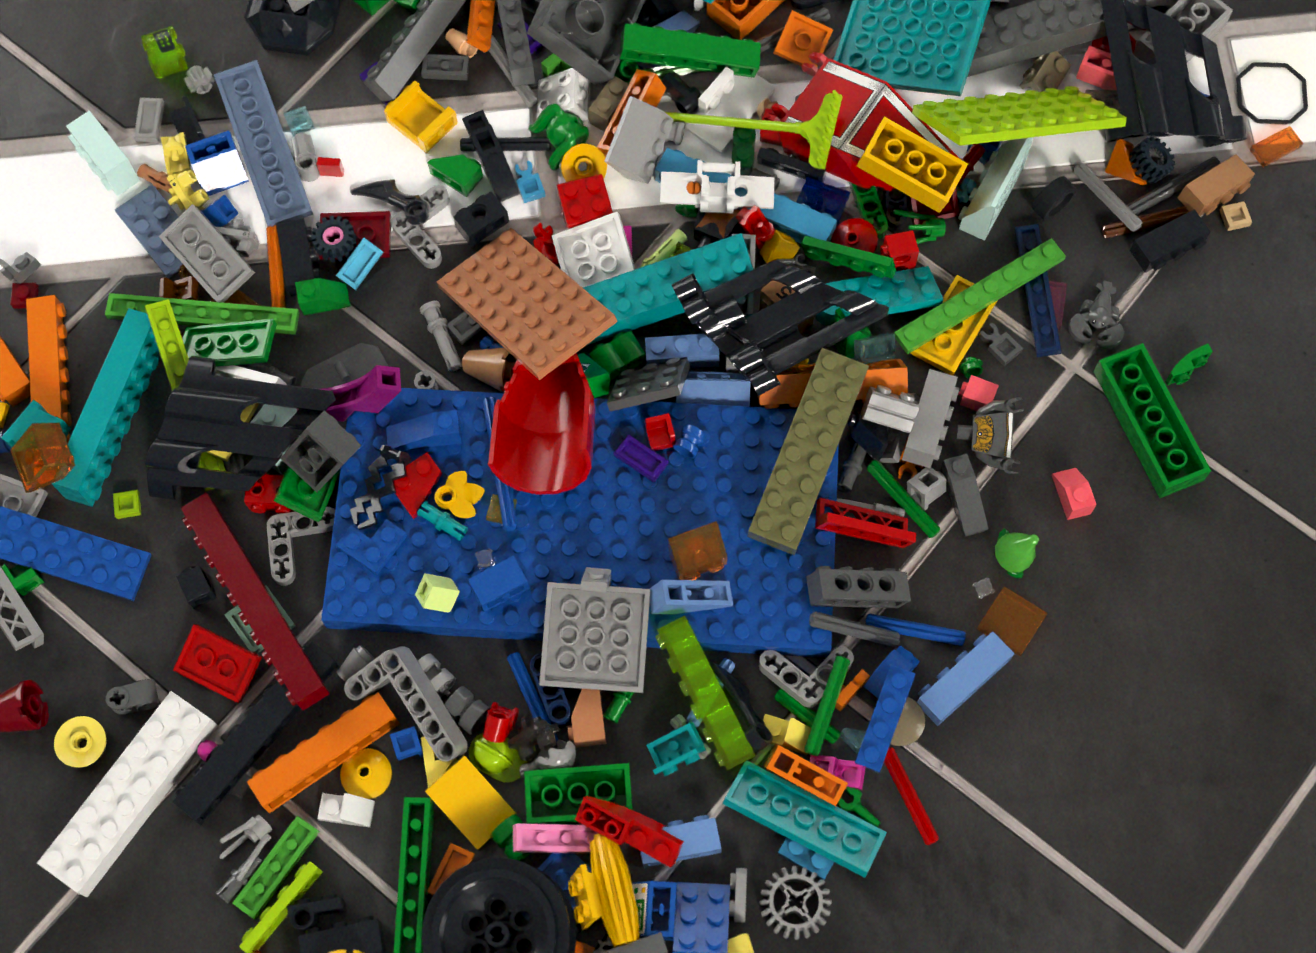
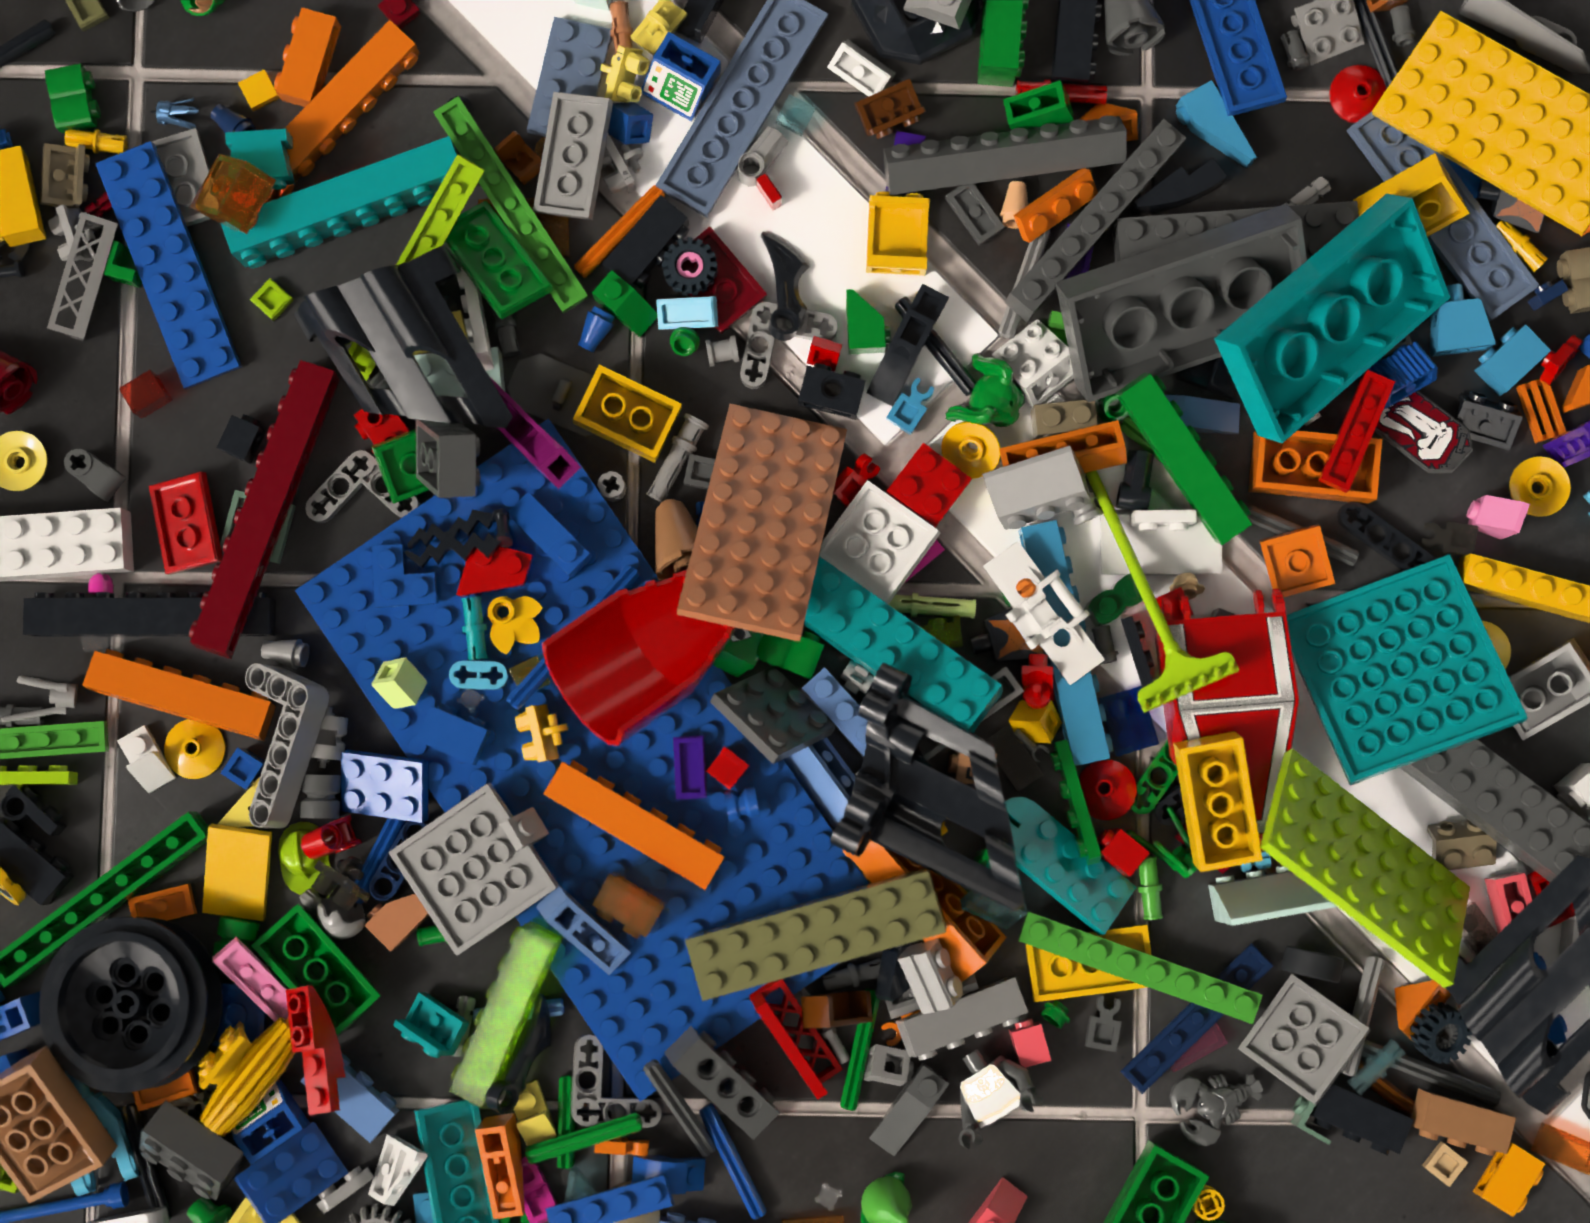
camera: 45 degrees right, 15 degrees up
(114, 624) = (145, 394): none -> clear red panel
(306, 69) = (860, 69): none -> white slope
(321, 323) = (595, 328): none -> blue cone
(342, 68) = (889, 108): none -> reddish brown bracket
(375, 279) = (684, 341): none -> green plate
(390, 338) = (627, 413): none -> yellow brick
(400, 262) = (722, 350): none -> light grey bush
(452, 204) = (824, 352): none -> red plate
(470, 537) = (479, 667): none -> medium azure beam
(494, 660) = (384, 786): none -> plate
(532, 526) = (544, 732): none -> yellow hips
(649, 515) = (635, 825): none -> orange brick
(667, 326) = (856, 678): none -> light grey gear
(752, 847) = (395, 1169): none -> white wing
(866, 489) = (836, 1009): none -> reddish brown panel
(936, 259) = (1150, 889): none -> bright green pin
(1097, 235) = (1304, 1039): none -> light grey plate
(1141, 268) = (1302, 1110): none -> sand green bracket
(1145, 208) = (1376, 1067): none -> clear light blue pin
(1165, 360) = (1207, 1198): none -> yellow wheel
(1272, 187) = (1509, 1179): none -> light orange brick

